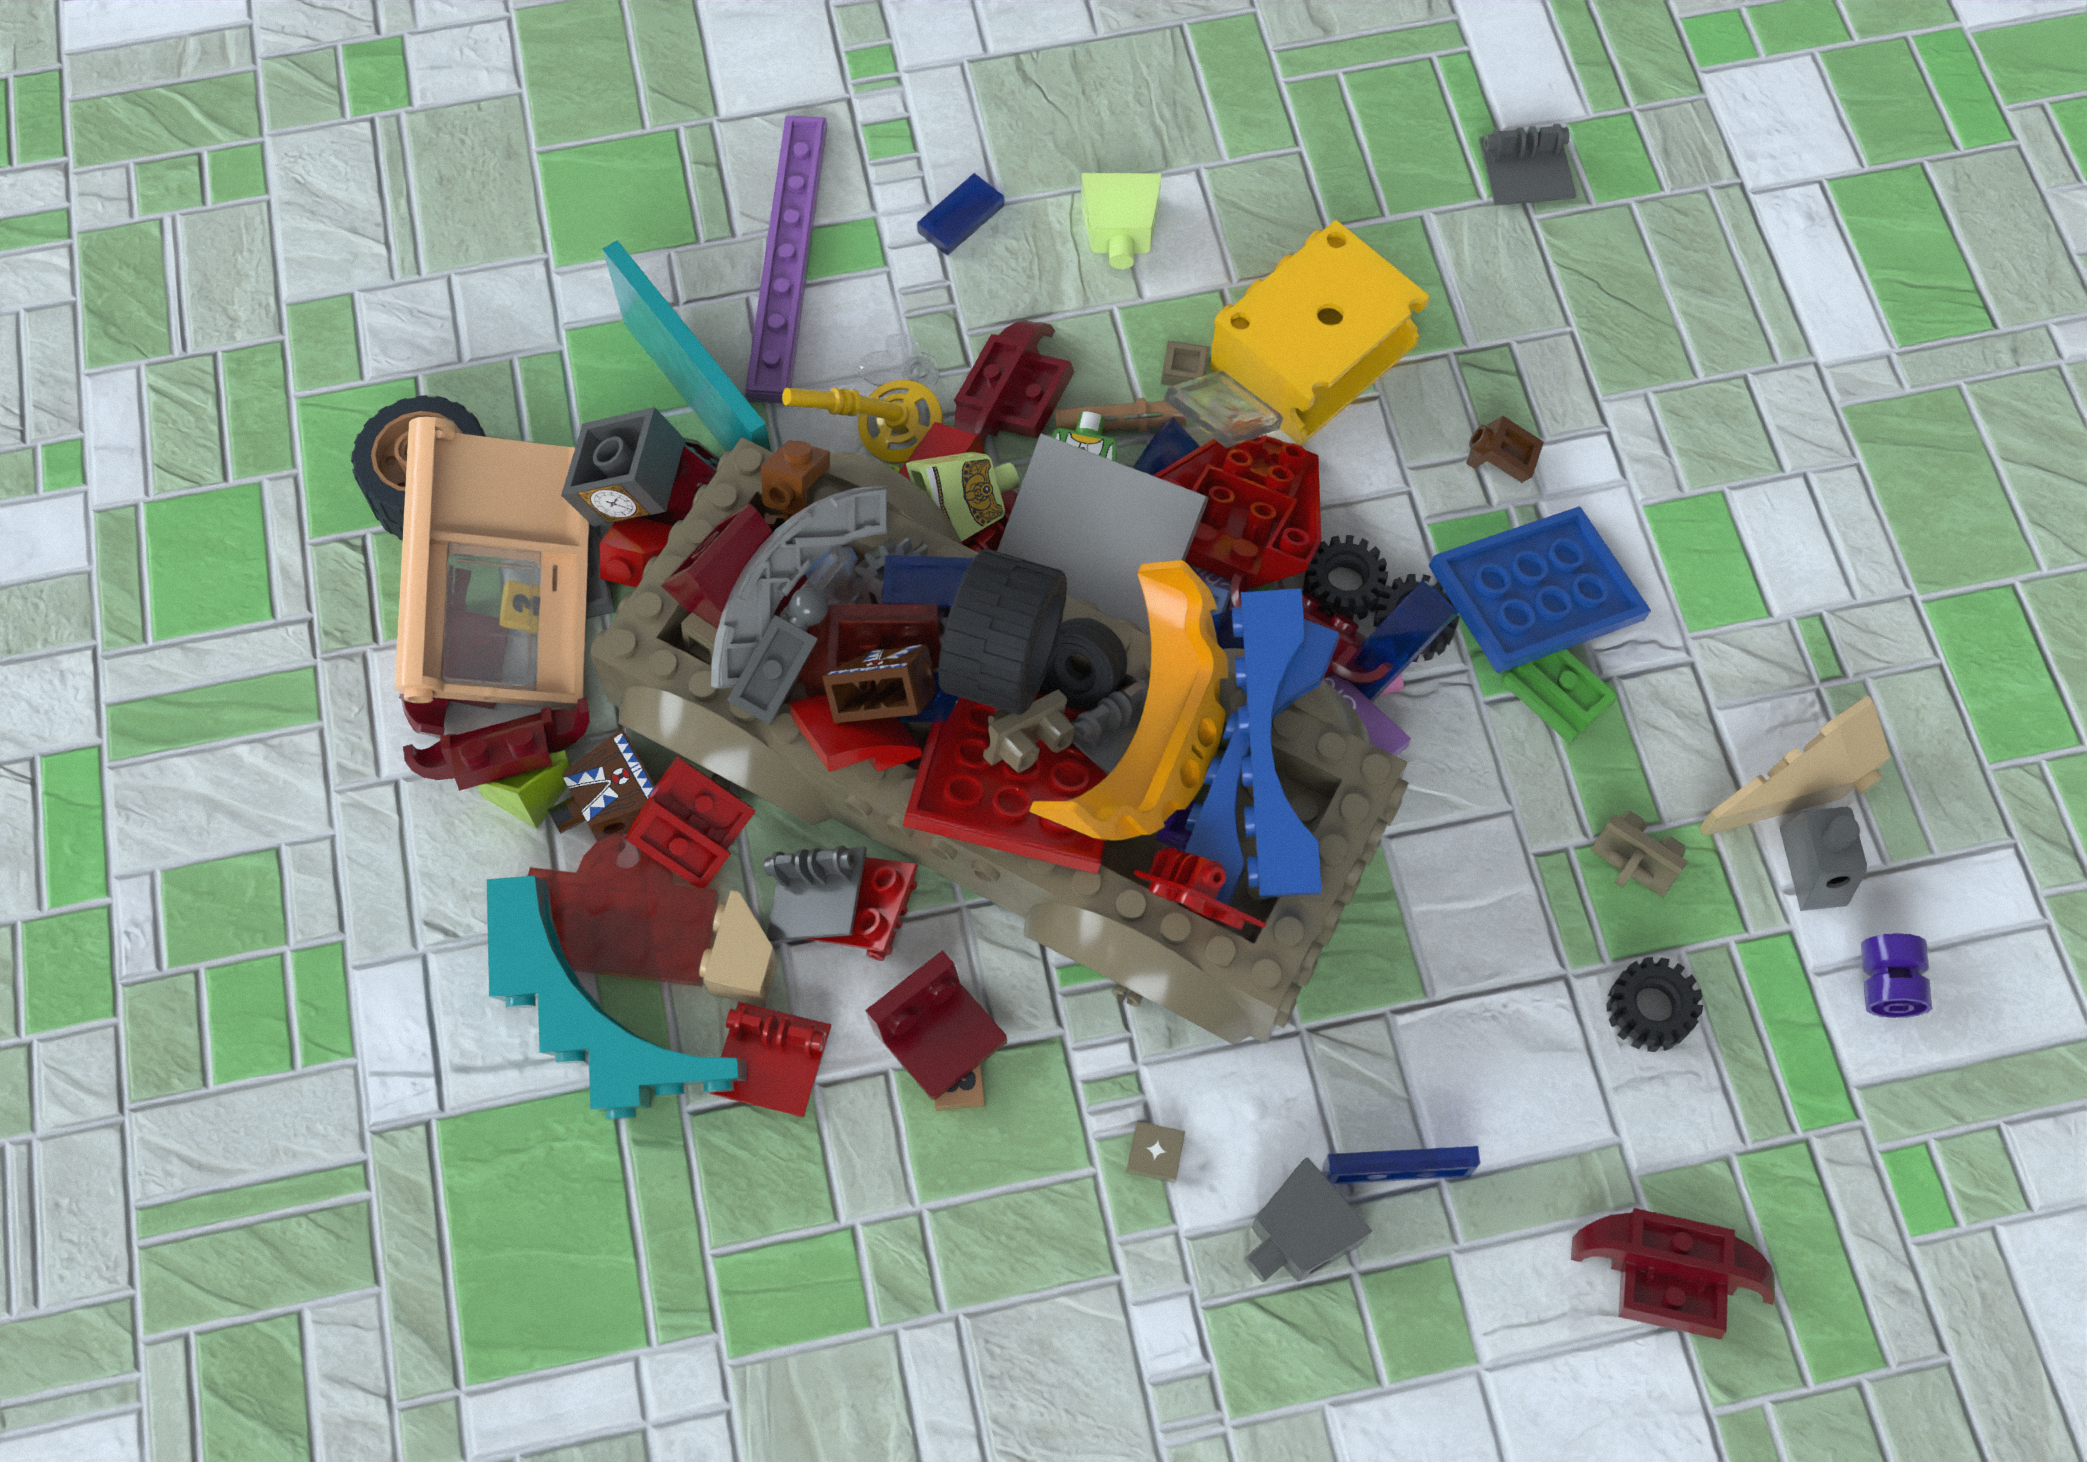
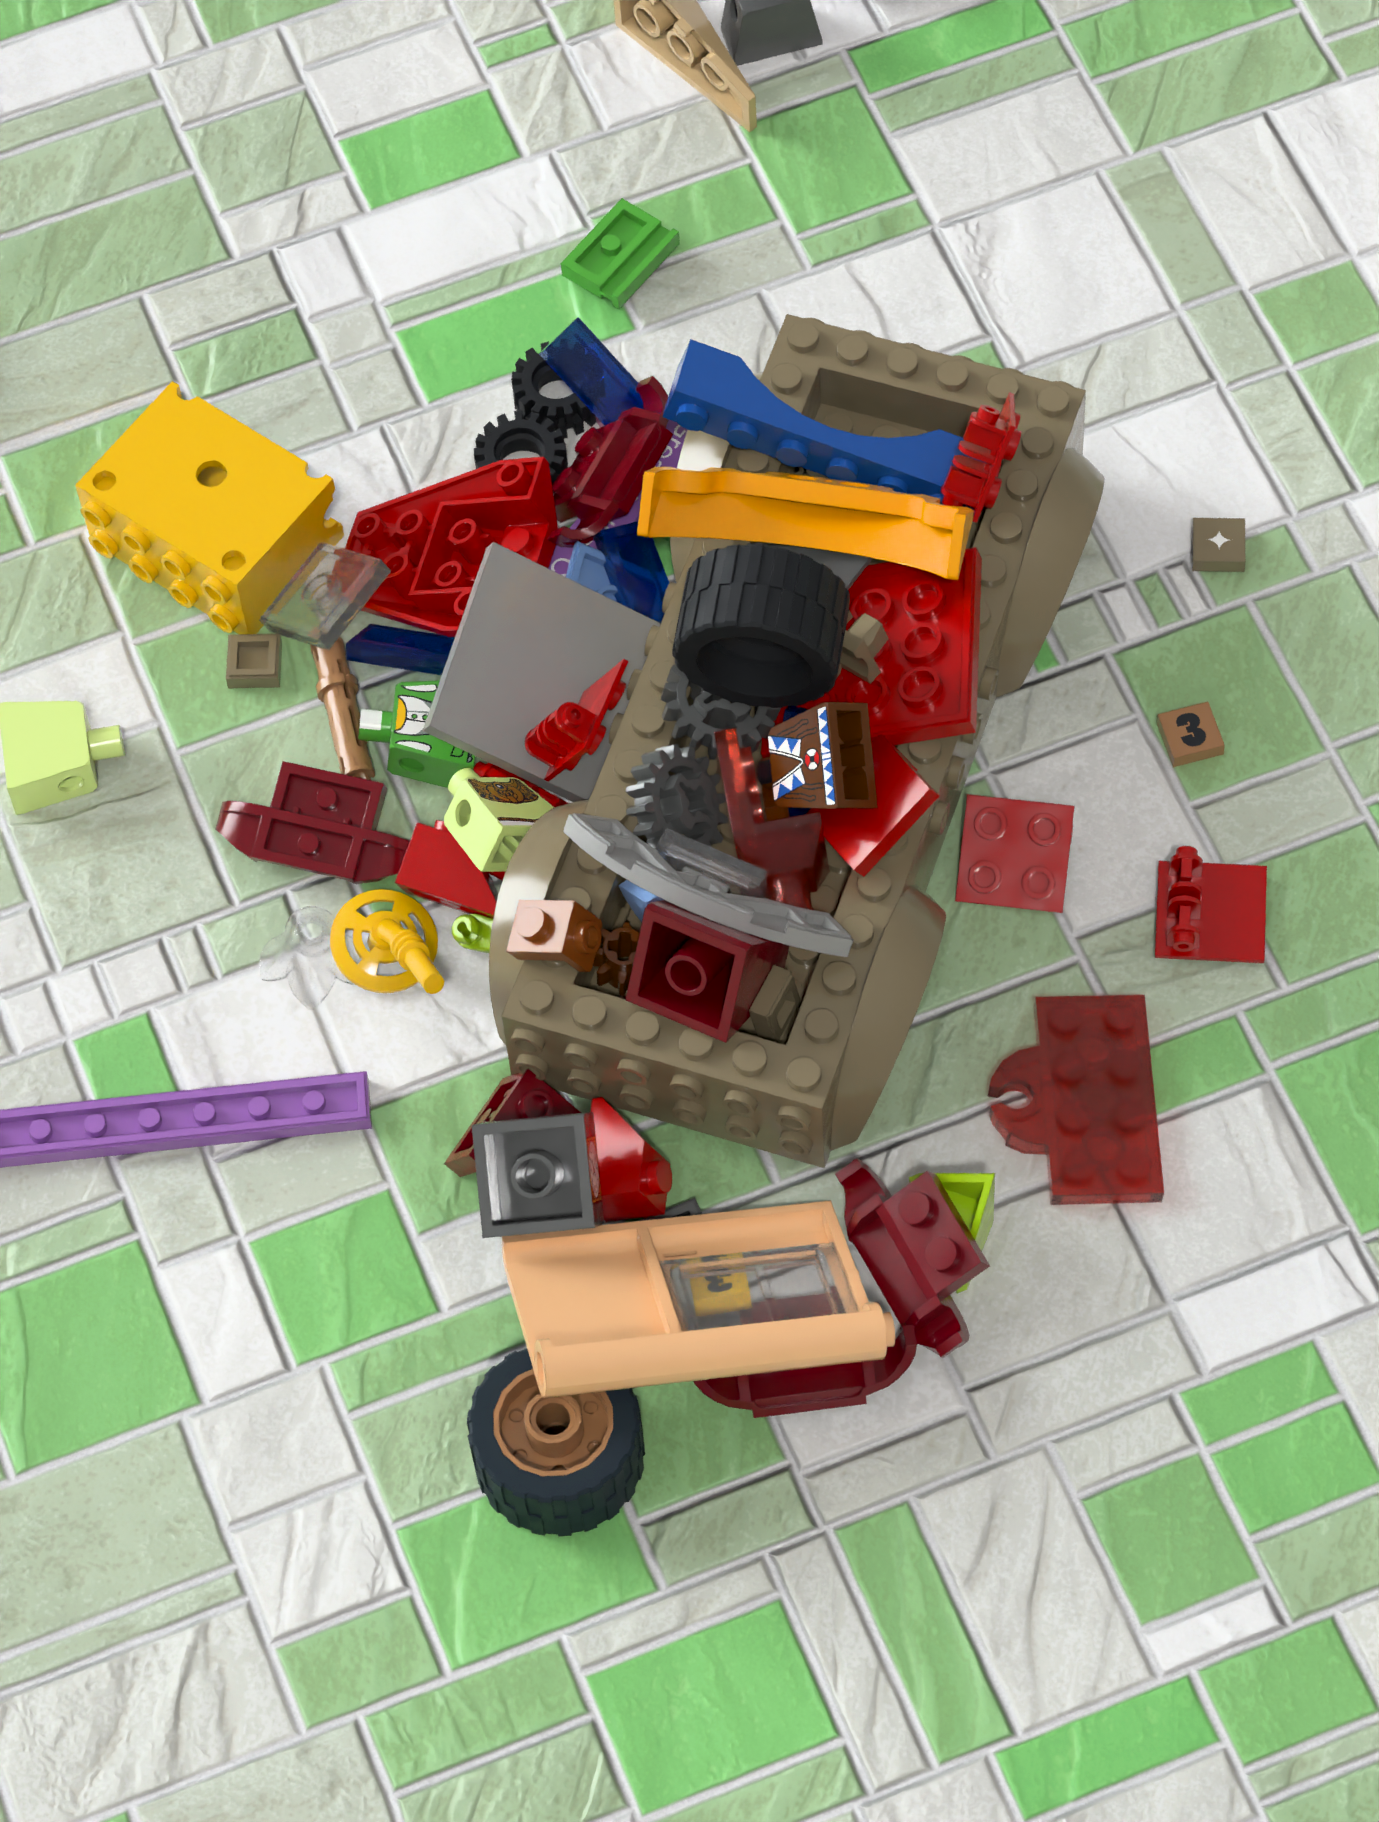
camera: 95 degrees left, 5 degrees down
(531, 964) = (1185, 1141): teal arch -> none
(605, 789) = (937, 1128): torso -> none
(682, 355) = (377, 1143): teal tile -> none
(689, 823) = (968, 1038): red slope -> none
(741, 957) = (1102, 957): tan slope -> none
(780, 657) = (808, 876): dark grey plate -> none
(815, 892) = (1018, 895): dark grey hinge -> none
(923, 579) = (685, 744): clear blue tile -> none
(935, 1027) = (1143, 752): dark red bracket -> none
(960, 214) = (62, 937): clear blue tile -> none
(1015, 535) = (576, 727): none -> red hinge
(1273, 639) = (722, 387): blue arch -> none
(1304, 1227) = (1263, 401): dark grey torso -> none
(1401, 1165) = (1181, 331): clear blue tile -> none
(1505, 447) = (325, 333): reddish brown bracket -> none
(1538, 589) = (508, 274): blue plate -> none
(1639, 855) = (803, 166): dark tan hips -> none
(1669, 981) = (955, 122): black tyre -> none
(1675, 1268) = (1223, 109): dark red plate -> none

